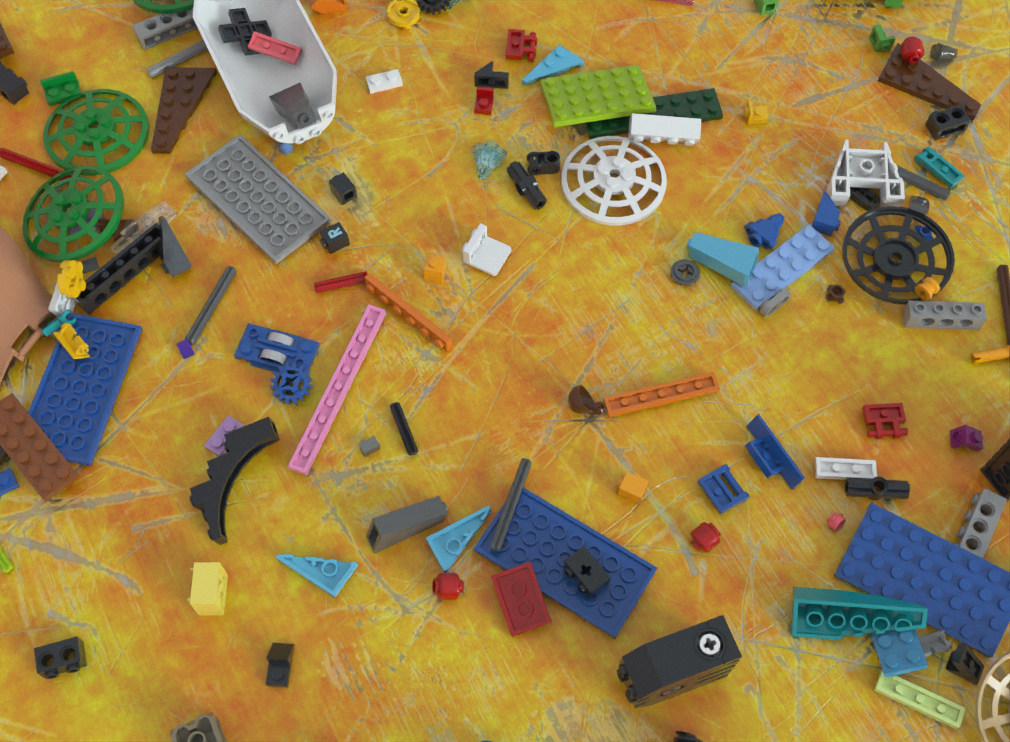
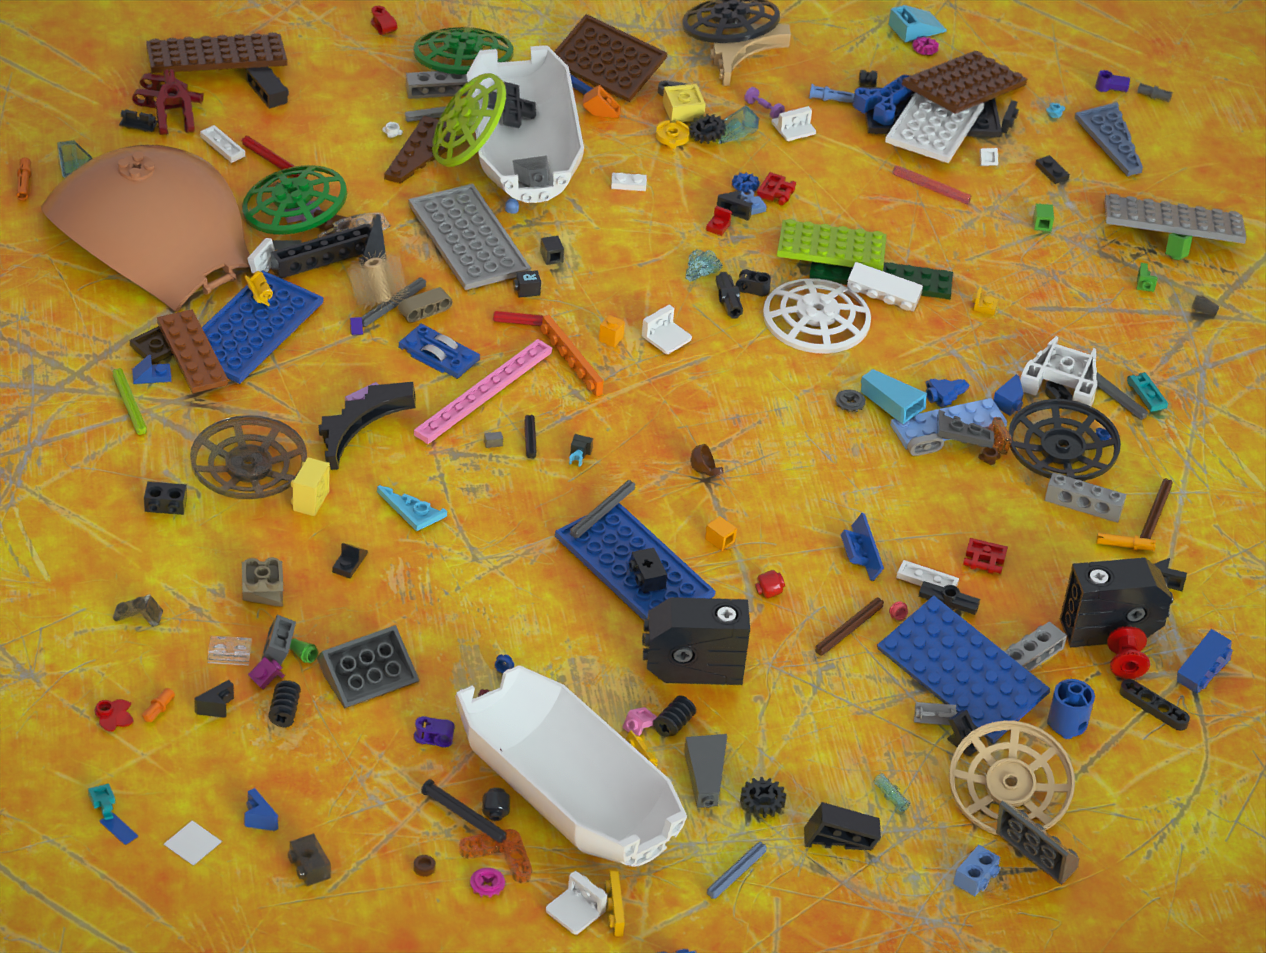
camera: 15 degrees right, 20 degrees down
(55, 325) = (249, 272): teal plate -> none
(60, 88) = (319, 105): green bracket -> none
(71, 280) = (278, 237): yellow plate -> none
(99, 135) = (340, 143): green dish -> none
(122, 563) = (243, 453): none -> clear smoke dish
(141, 93) = (392, 129): none -> white plate
(189, 292) = (378, 280): none -> tan piece
(207, 69) = (464, 115): none -> lime dish
(244, 298) = (425, 304): none -> dark tan beam
(274, 48) = (534, 124): coral plate -> none
(285, 388) = (442, 374): blue gear -> none
(405, 523) = (501, 495): dark grey slope -> none
(447, 586) = (520, 549): red head -> none
(452, 540) = (538, 522): medium azure wing -> none
(456, 428) = (580, 447): none -> pearl dark grey piece
(494, 51) = (750, 182): none -> blue gear
(506, 66) = (758, 205): none -> medium blue plate
(521, 599) = (581, 574): red plate -> none
(555, 63) = (805, 211): medium azure wing -> none
(661, 394) = (781, 478): orange plate -> none
(719, 493) = (799, 561): blue plate -> none
(798, 560) = (849, 626): none -> reddish brown axle
(801, 278) = (957, 430): none -> dark grey wing
(838, 268) = (1002, 438): none -> clear orange plate
(846, 613) = (871, 667): teal wedge -> none
(899, 652) = (906, 698): dark azure plate -> none
(912, 49) = (1168, 291): red head -> none
(919, 204) = (1107, 409): dark grey plate -> none
(920, 700) = (909, 745): yellowish green plate -> none
(926, 84) = (1168, 321): reddish brown wing -> none
(927, 288) = (1074, 466): light orange wheel -> none
(947, 122) = (1175, 359): black brick -> none
(967, 437) = (1056, 587): magenta bracket -> none

